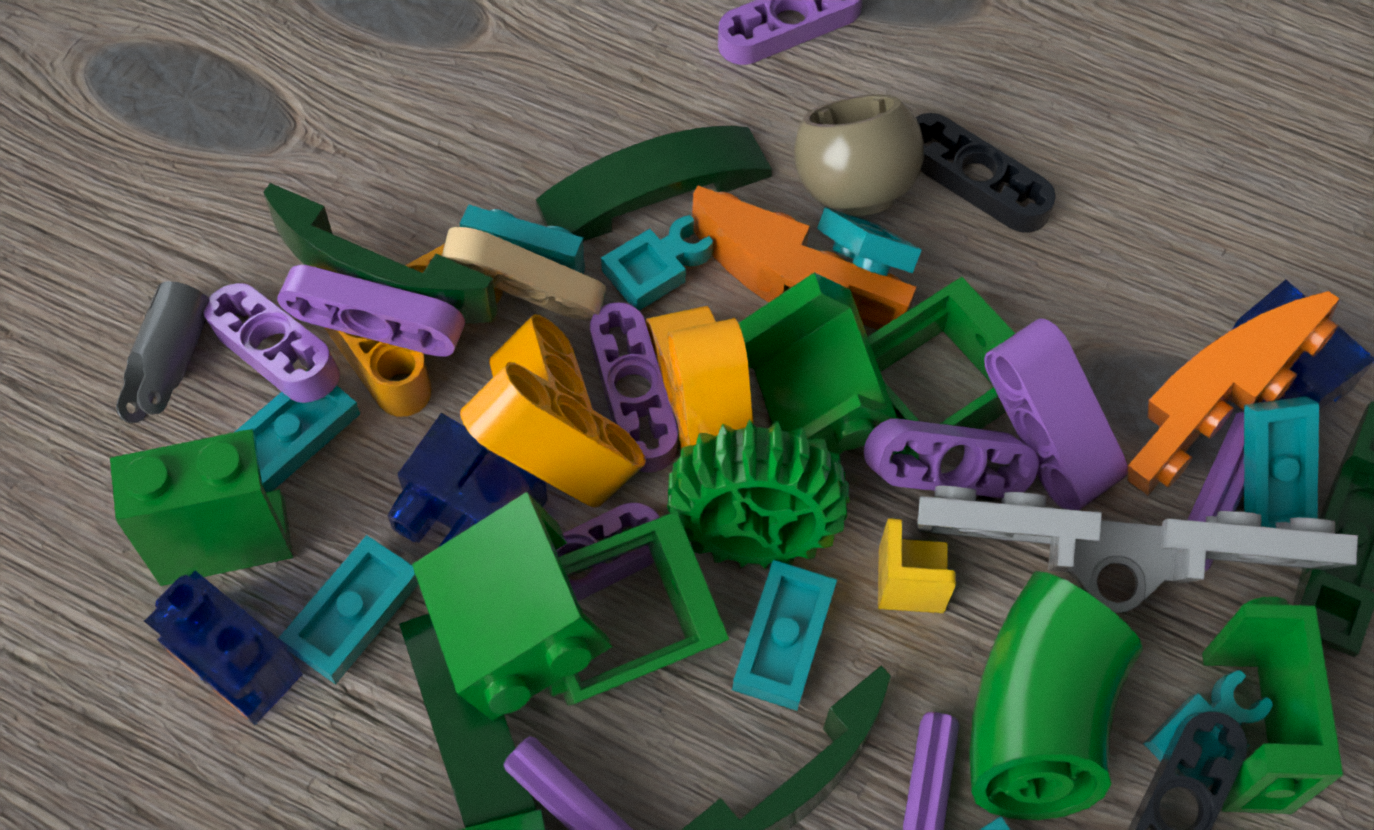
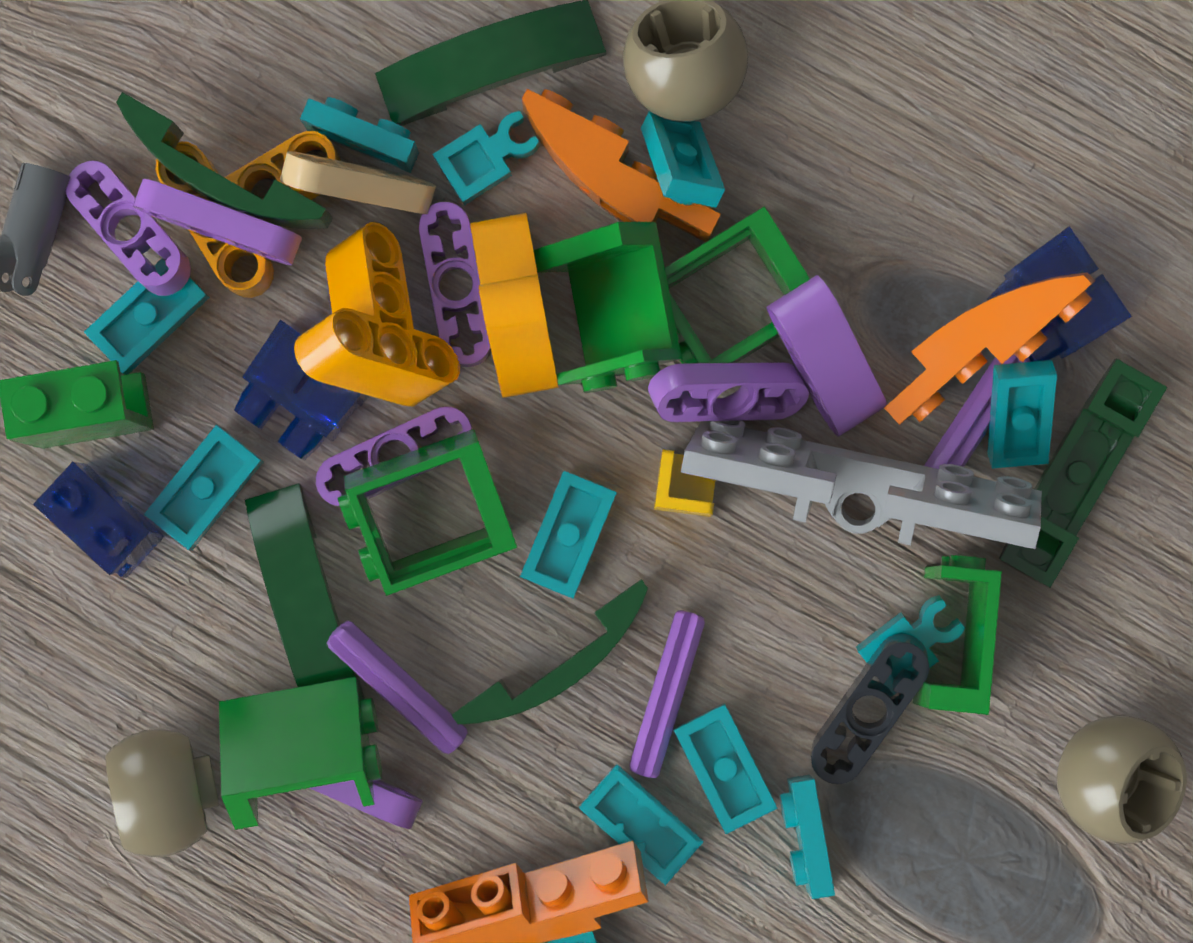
camera: 10 degrees right, 25 degrees up
(507, 609) = (329, 515): green panel -> none
(759, 494) = (552, 423): green gear -> none
(984, 194) = (807, 43): black beam -> none
(1049, 703) = (776, 615): green brick -> none

